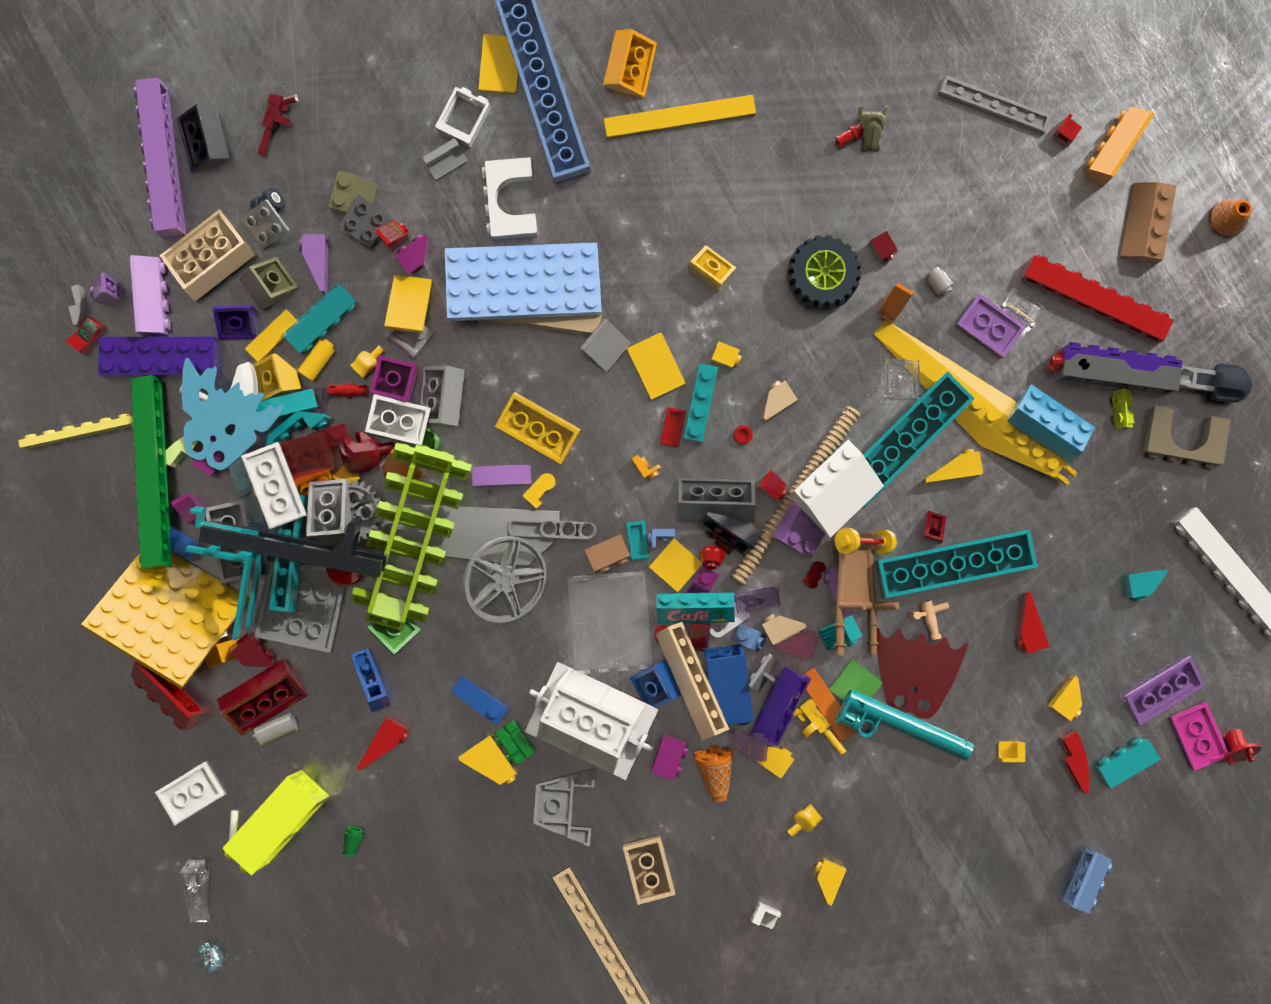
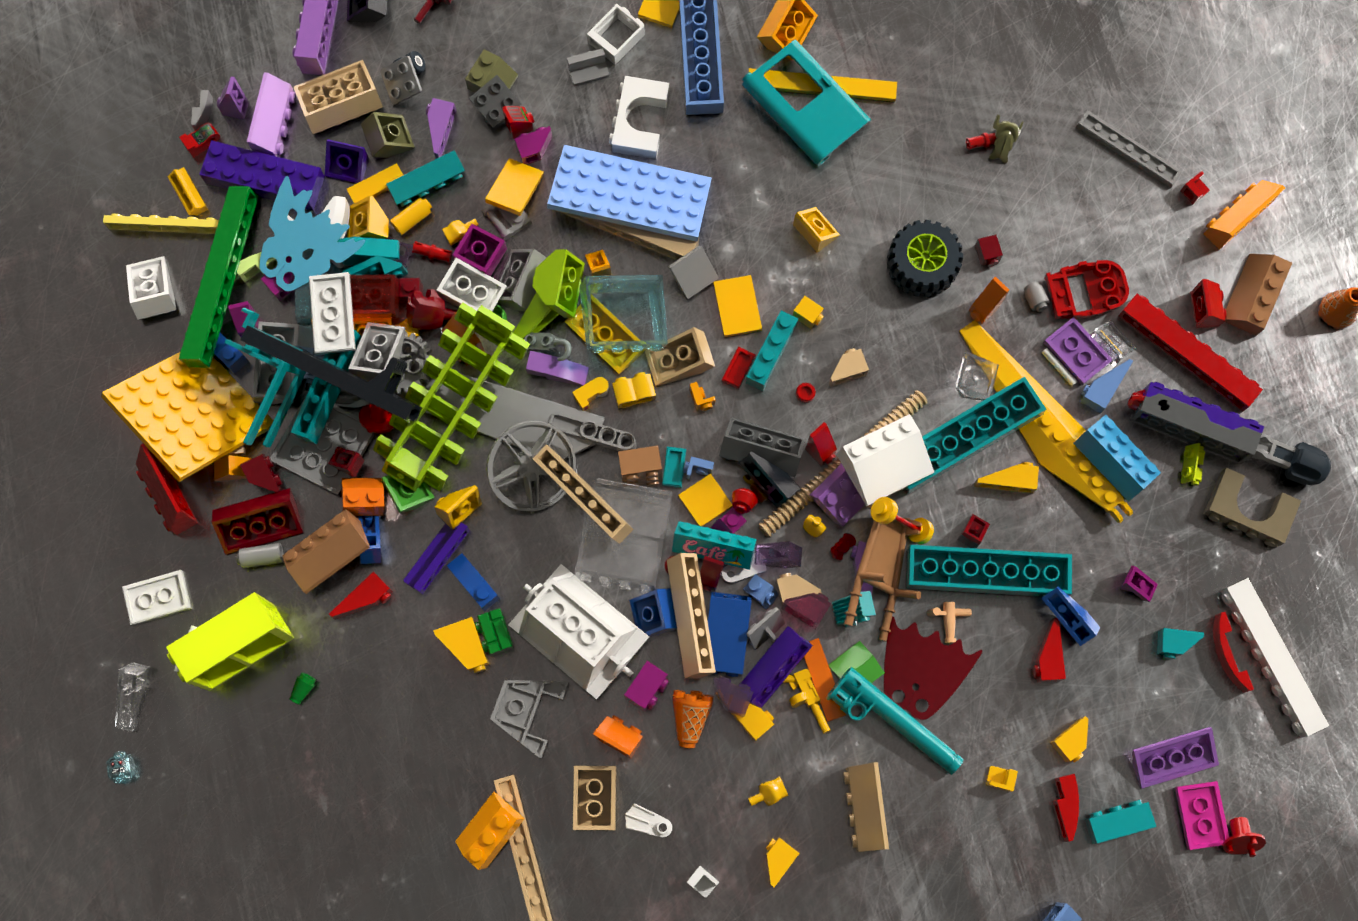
camera: 15 degrees right, 10 degrees down
(86, 498) = (150, 288): none -> white slope
(90, 392) = (187, 192): none -> yellow piece
(328, 620) = (346, 461): none -> dark red slope
(337, 711) = (326, 551): none -> medium nougat slope
(354, 649) = (363, 496): none -> orange slope
(438, 684) = (435, 557): none -> dark purple panel
(445, 634) = (458, 505): none -> yellow slope
(479, 402) = (557, 293): none -> lime slope
(511, 360) = (598, 264): none -> light orange slope
(560, 925) = (488, 831): none -> light orange slope
(562, 598) = (583, 494): none -> tan brick
(579, 477) = (633, 390): none -> yellow brick
(582, 395) = (625, 284): none -> clear light blue windscreen
(614, 433) = (681, 357): none -> tan slope
(656, 809) = (618, 736): none -> orange slope
(693, 155) = (822, 122): none -> teal piece
(700, 875) = (646, 821): none -> white piece
(783, 564) = (814, 526): none -> yellow piece
(896, 813) = (866, 807): none -> tan slope
(976, 345) = (1059, 367): none -> white piece
(1002, 253) = (1104, 284): none -> red slope
(1022, 359) = (1102, 389): none -> medium blue slope
(1043, 587) = (1071, 615): none -> blue slope
(1097, 538) = (1139, 583): none -> magenta slope
(1105, 247) = (1208, 304): none -> red slope
(1182, 558) = (1220, 628): none -> red slope

